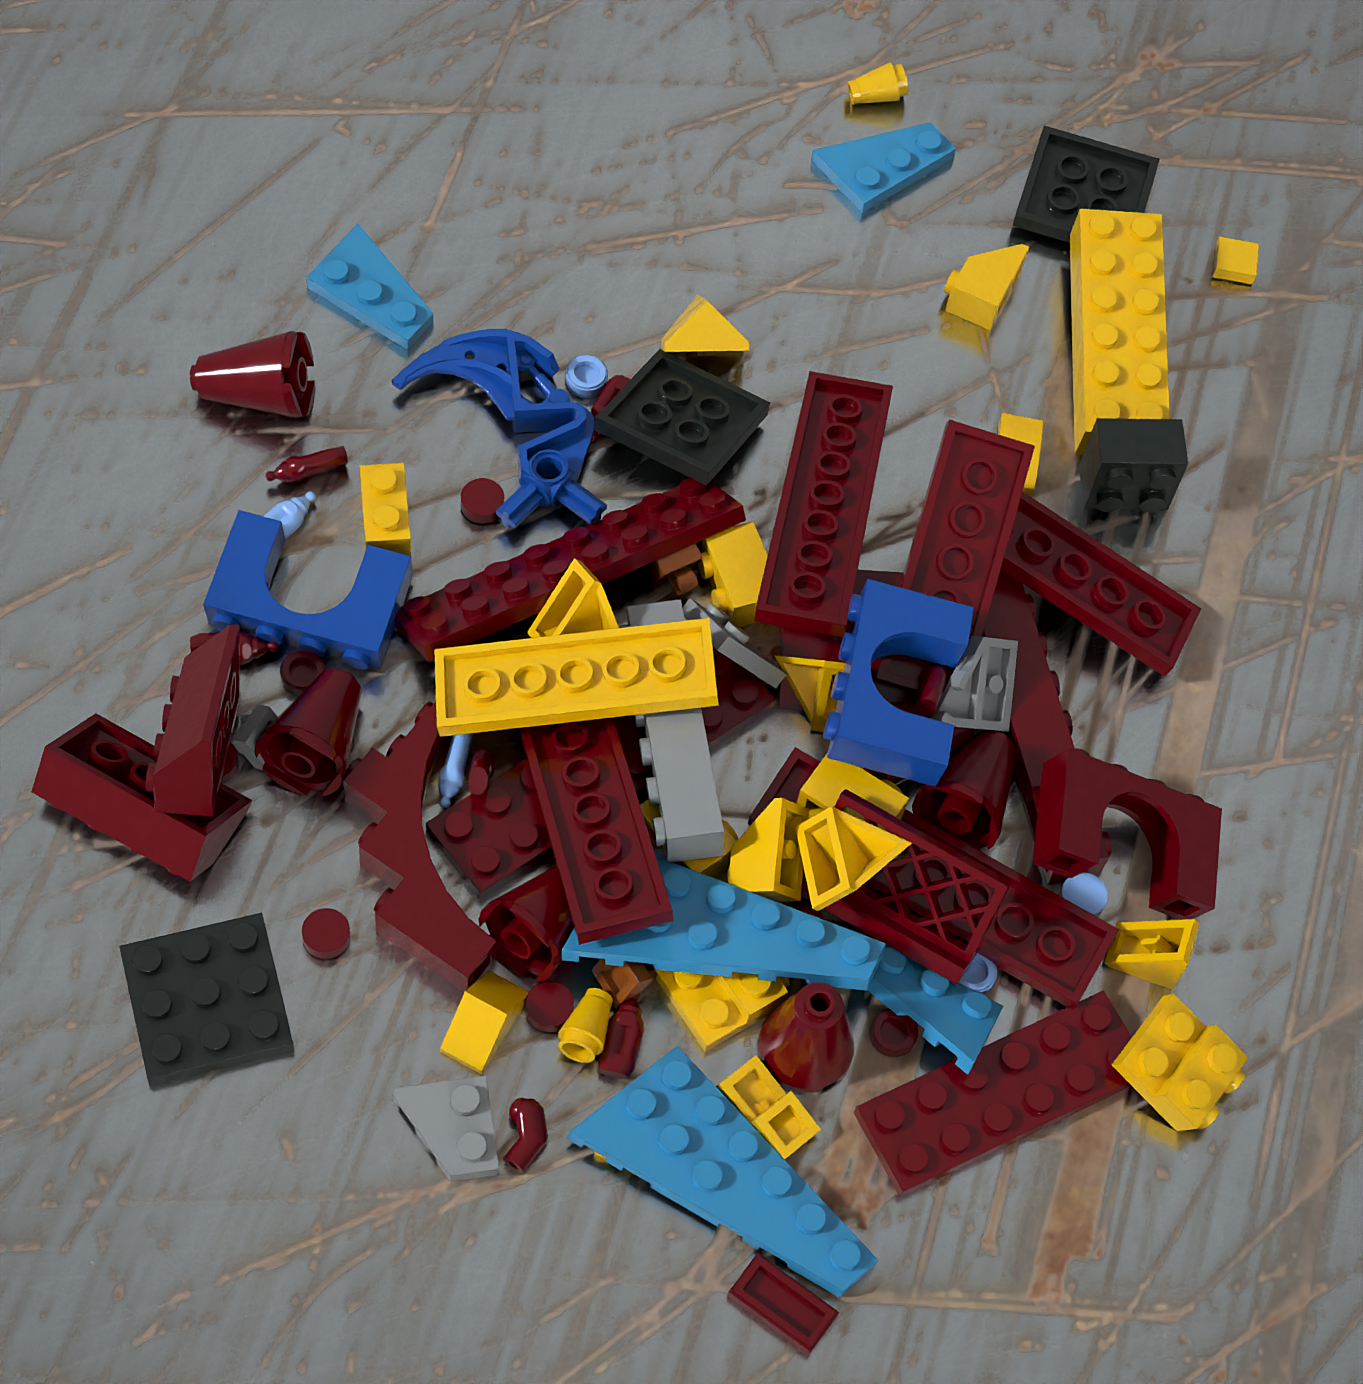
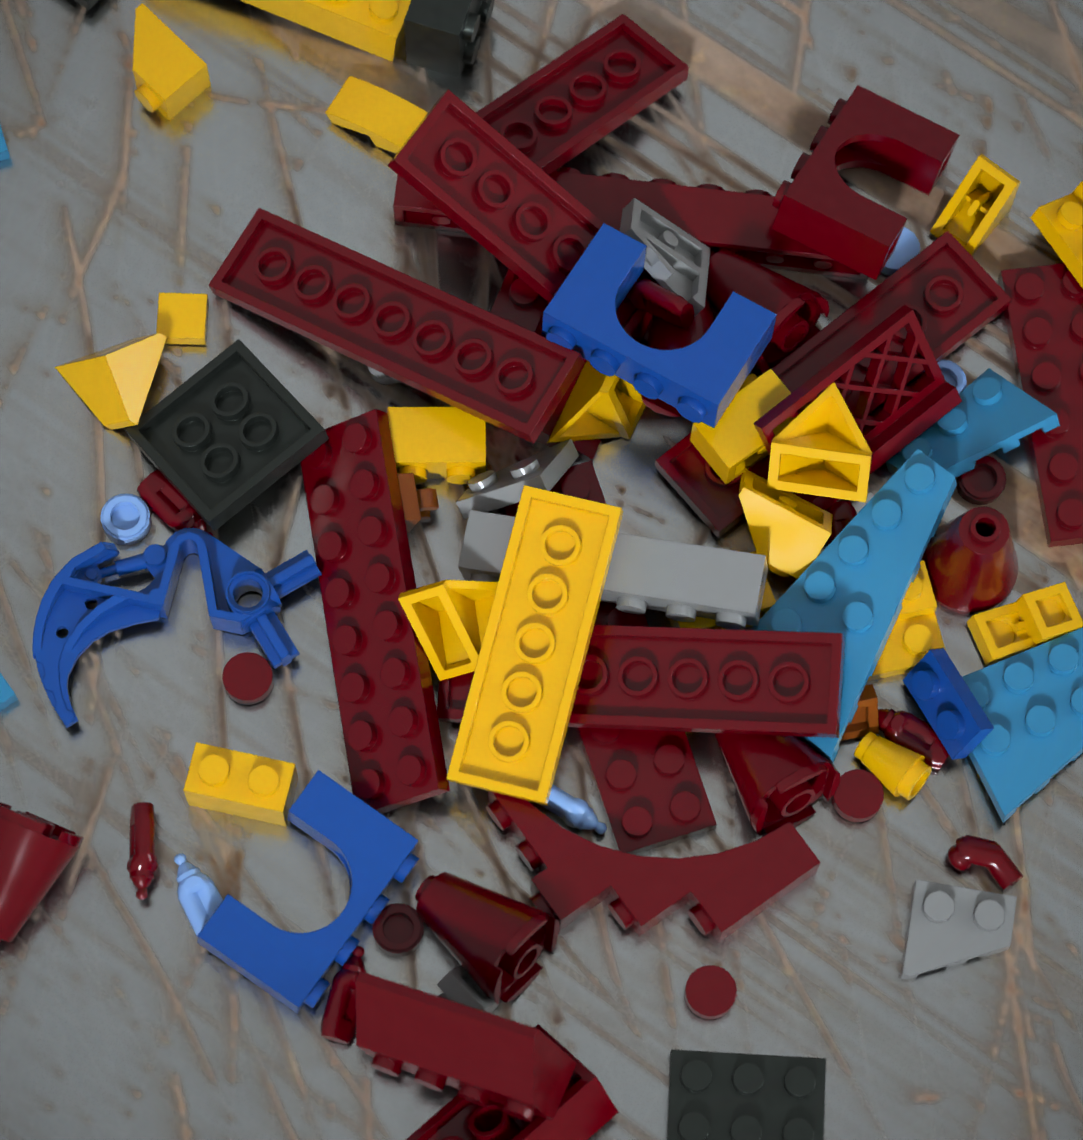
camera: 65 degrees left, 10 degrees up
(481, 771) = (584, 780): dark red piece -> none
(483, 1020) = (855, 862): yellow slope -> none
(659, 1052) = (948, 703): none -> blue plate
(775, 365) = (183, 318): none -> yellow tile

